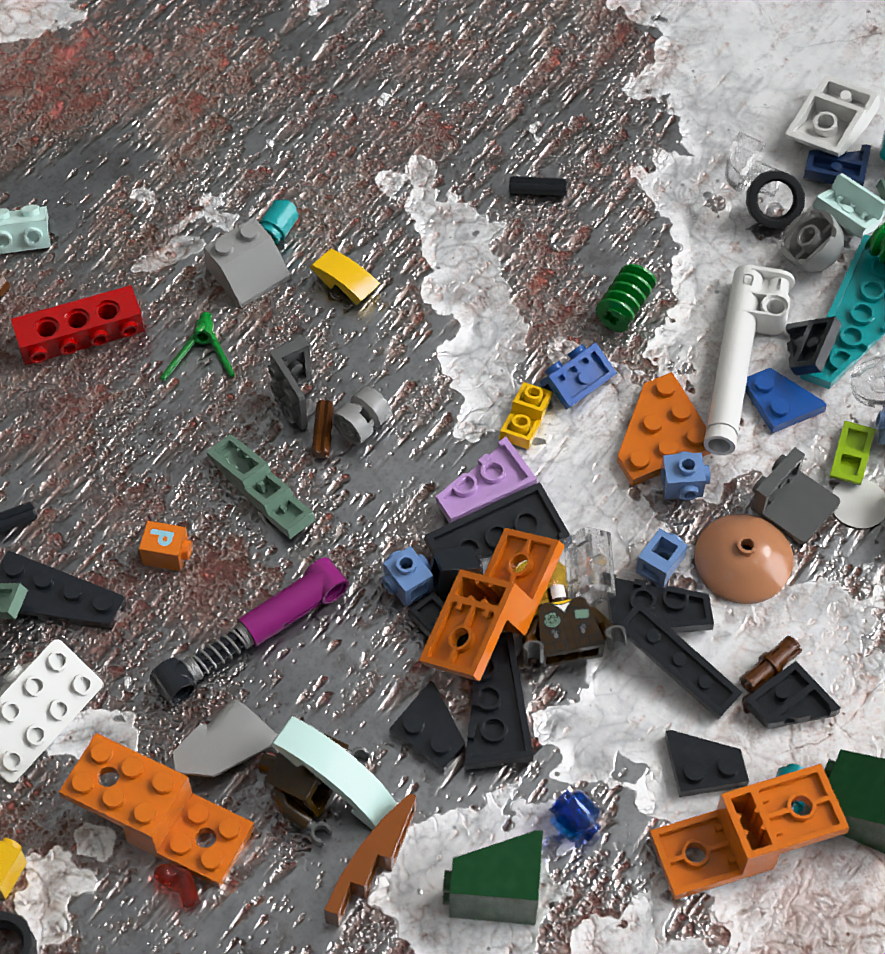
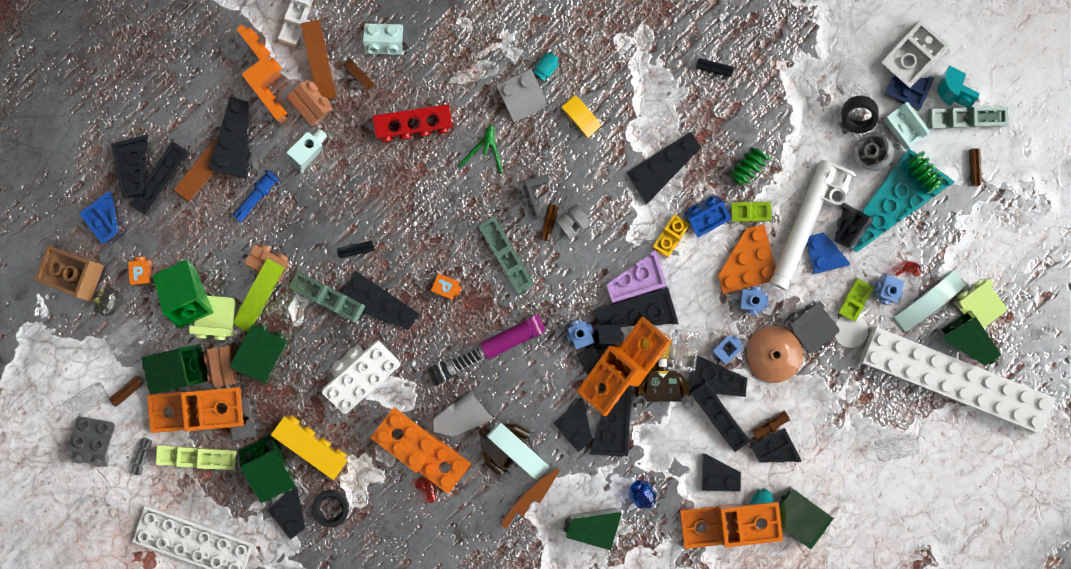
camera: 10 degrees right, 30 degrees up
(481, 331) = (660, 168): none -> black wing
(648, 362) = (751, 211): none -> lime slope

